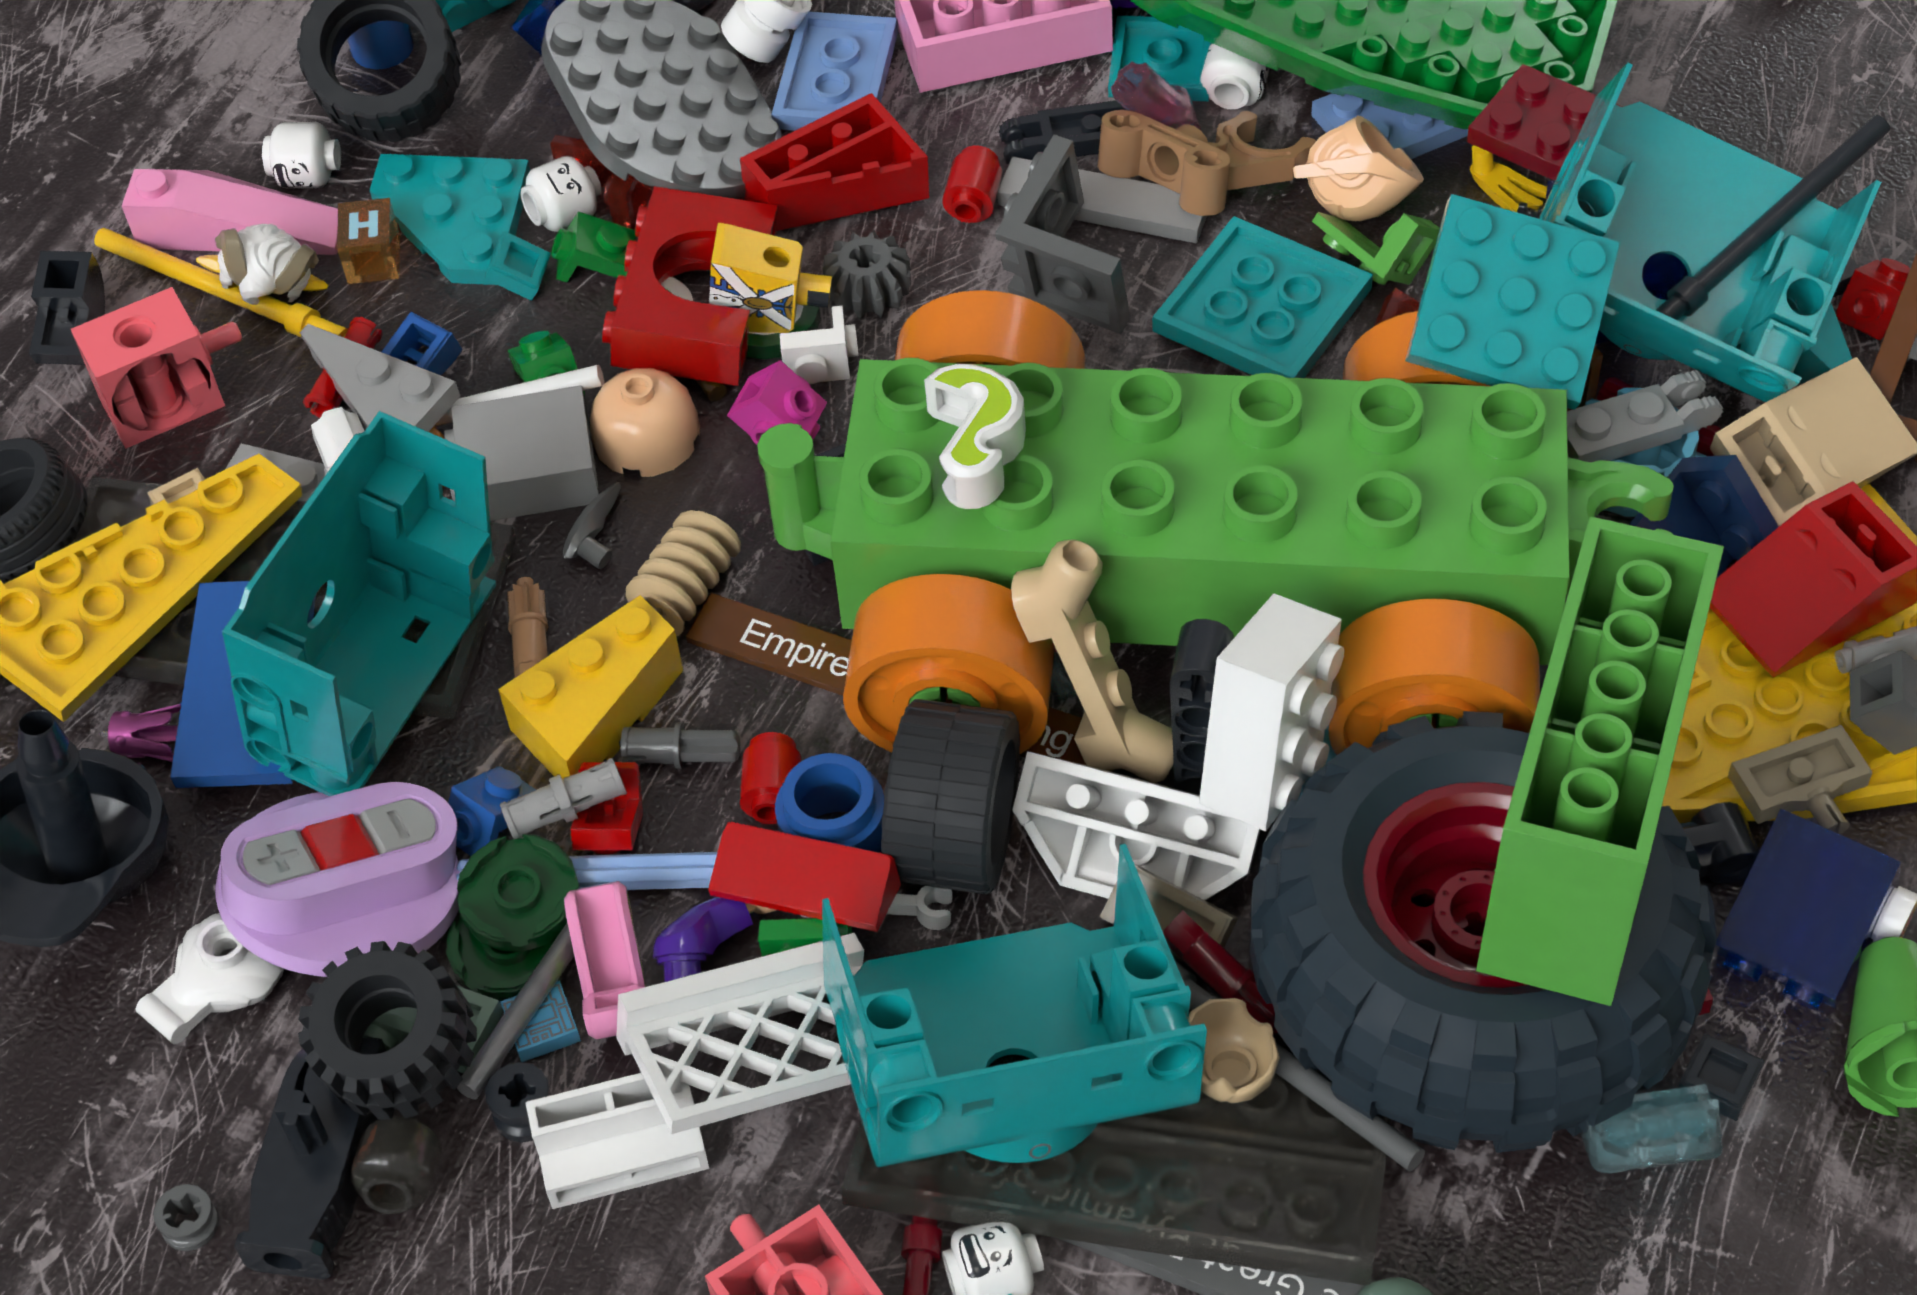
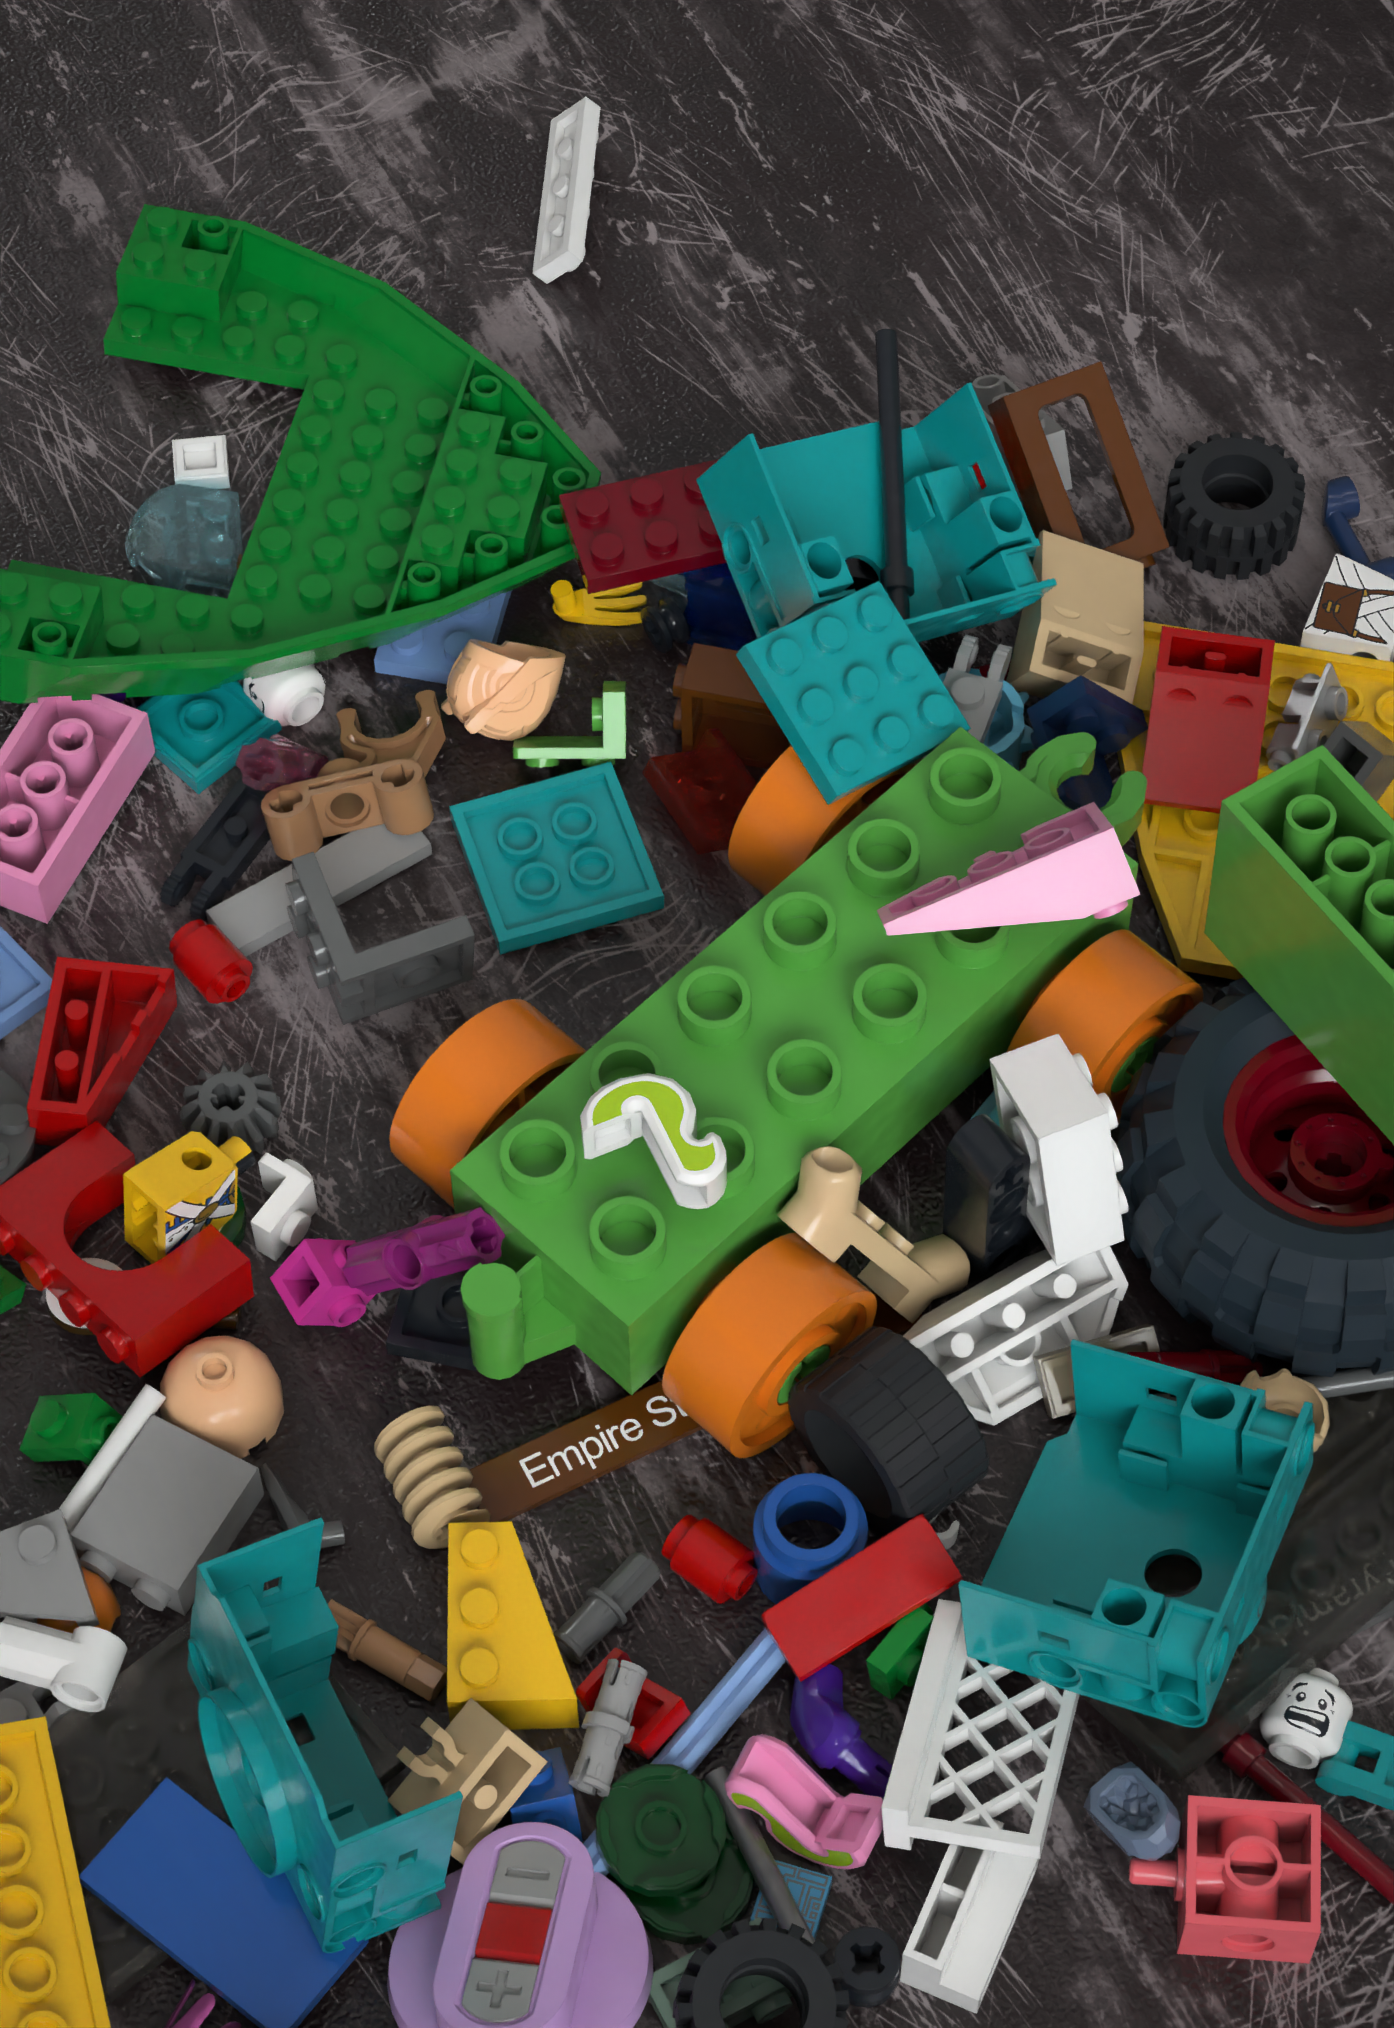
camera: 55 degrees left, 5 degrees up
(451, 742) = (471, 1757): none -> tan brick
(787, 1185) = (1134, 1813): none -> sand blue rock
(819, 412) = (423, 1252): none -> magenta piece
(1467, 513) = (1061, 873): none -> bright pink wedge

